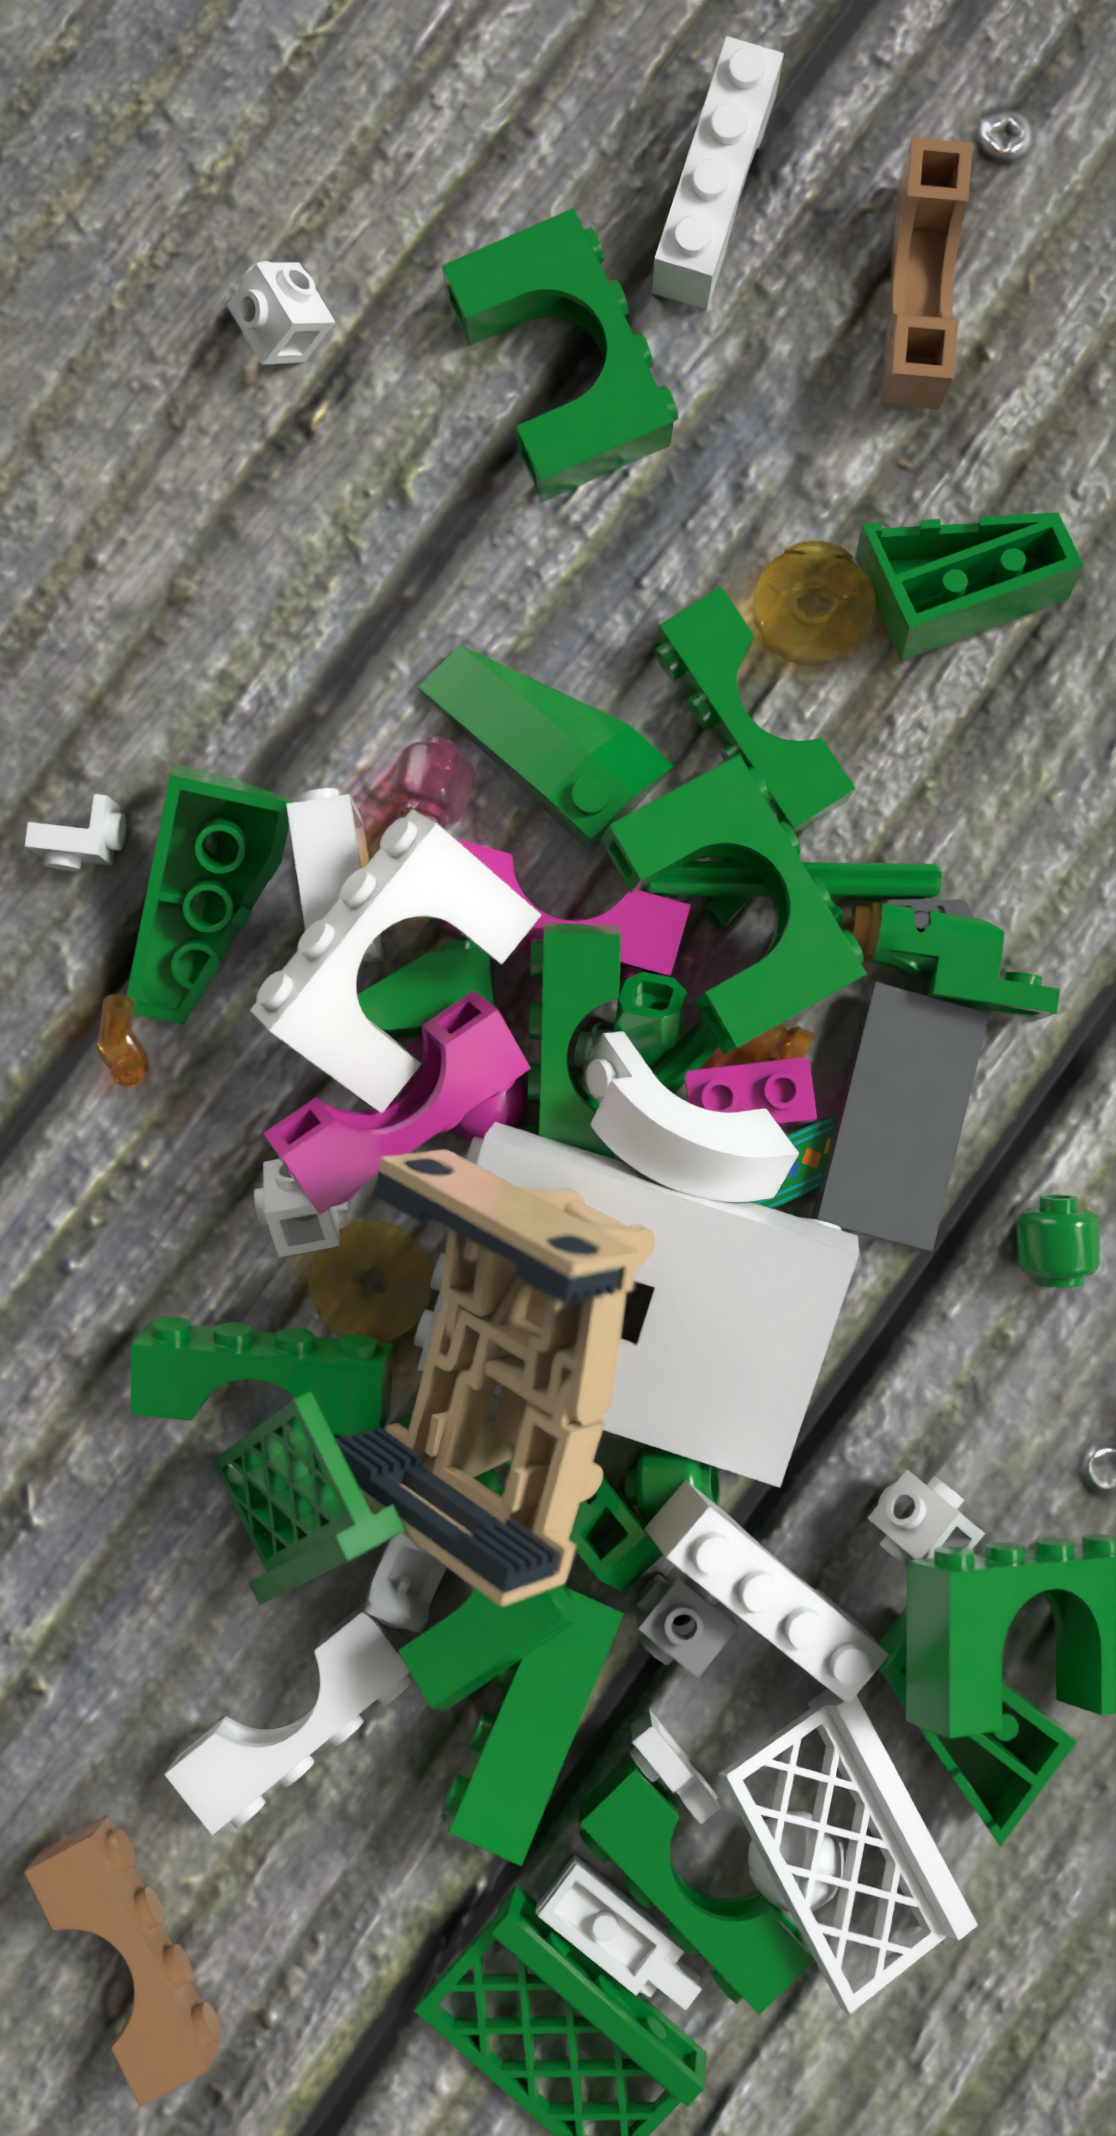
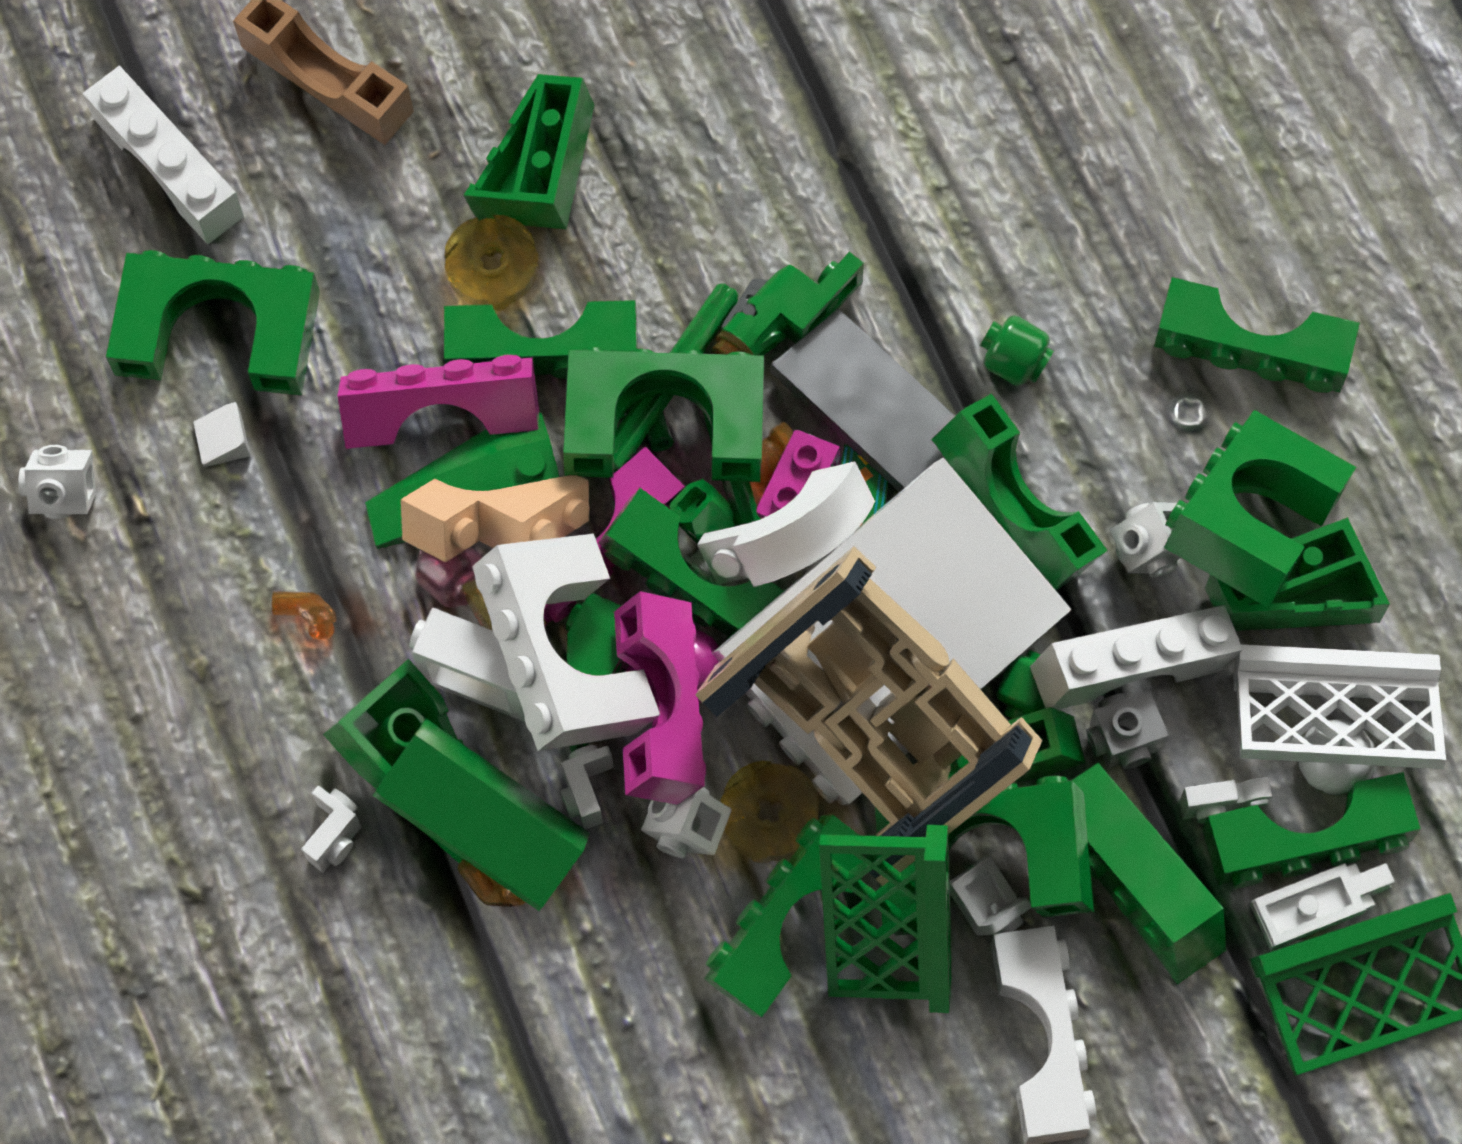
camera: 60 degrees left, 15 degrees down
(176, 988) = (482, 815): none -> green slope
(268, 1073) = (579, 794): none -> white bracket
(307, 665) = (310, 608): none -> clear orange arm
(442, 449) = (221, 436): none -> white slope
(513, 818) = (452, 519): none -> light nougat arch
(654, 702) = (496, 392): none -> dark pink arch
(851, 1409) = (982, 451): none -> green arch

